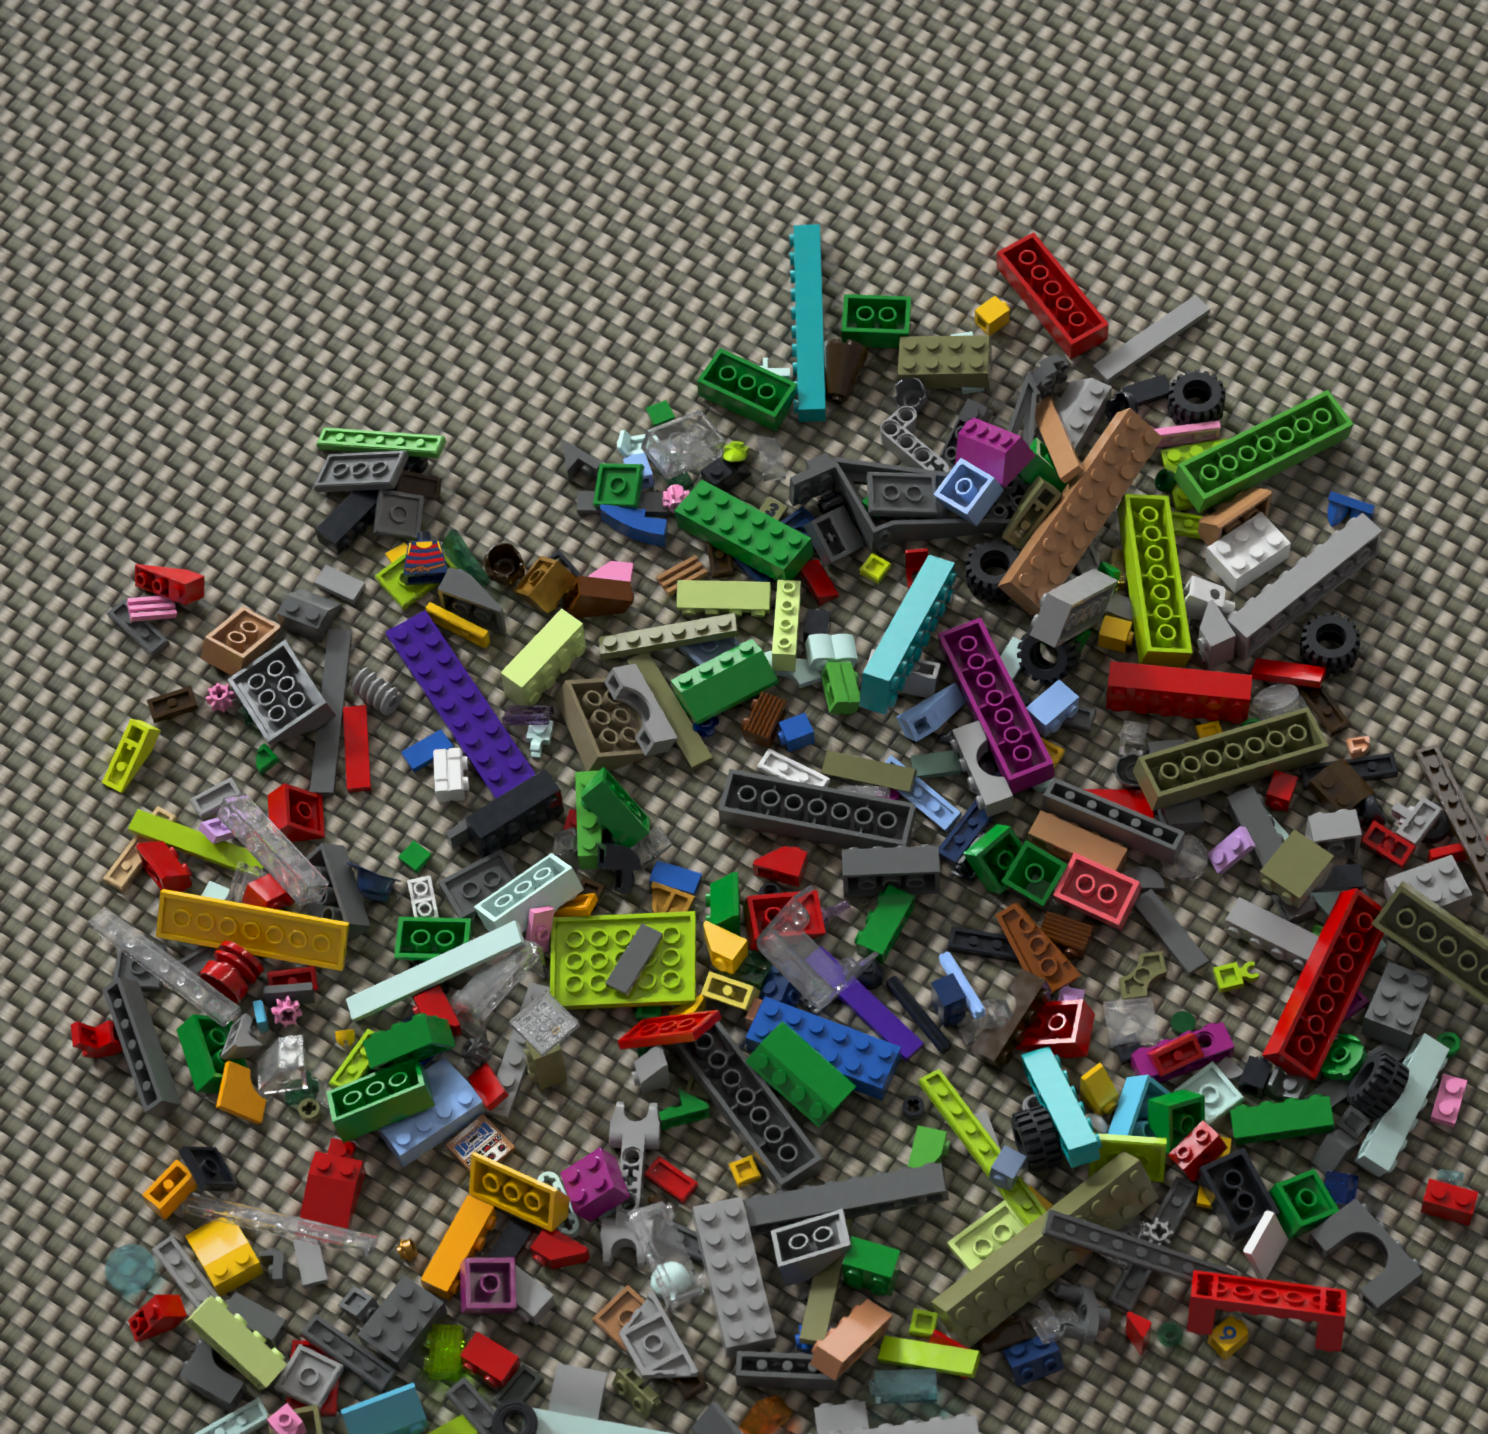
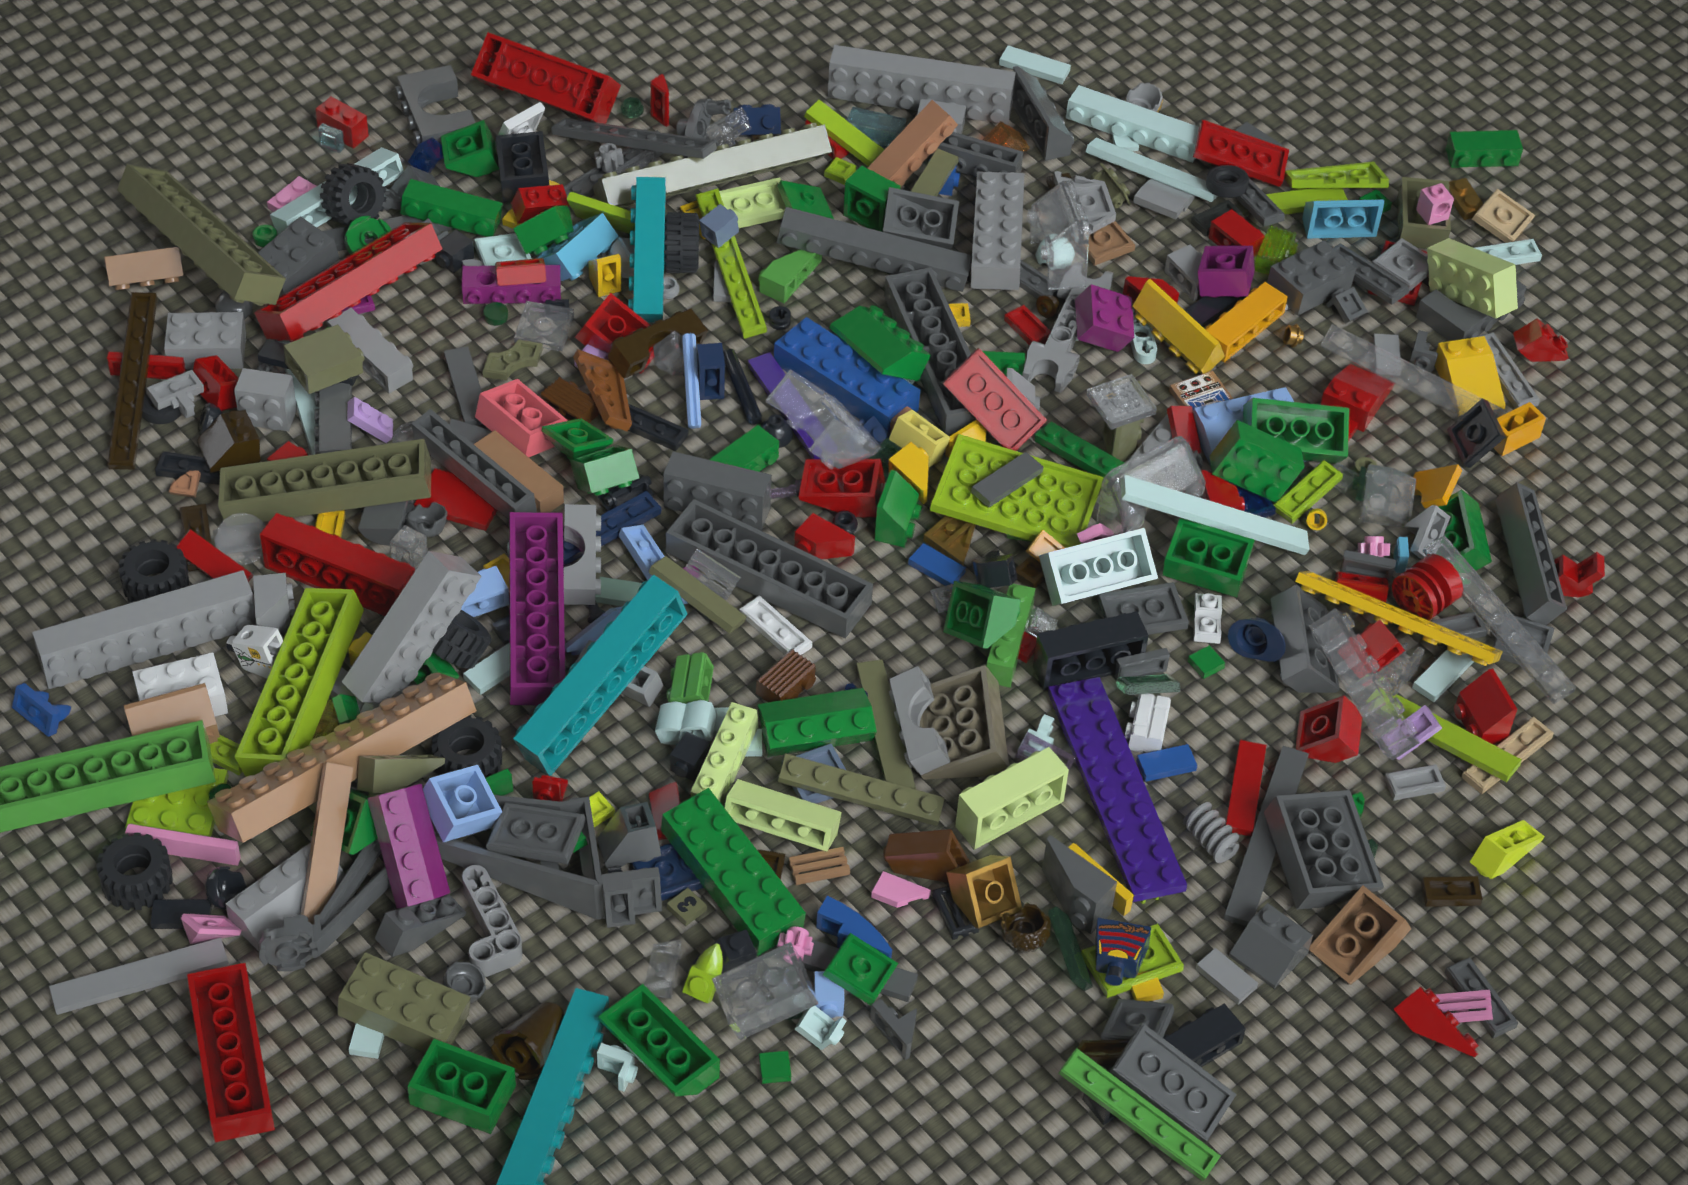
camera: 170 degrees left, 10 degrees down
(130, 1268) = (1562, 393): clear light blue tile -> none
(220, 697) = (1395, 879): bright pink gear -> none
(456, 800) = (1148, 684): none -> clear green tile
(596, 1044) = (1076, 450): none -> green plate
(795, 732) = (757, 656): blue brick -> none
(940, 1253) = (804, 198): none -> green plate
(959, 555) = (500, 782): none -> green tile
(992, 315) = (314, 1057): yellow brick -> none
(1118, 372) = (208, 927): none -> bright pink slope
(1231, 976) = (429, 333): lime plate -> none

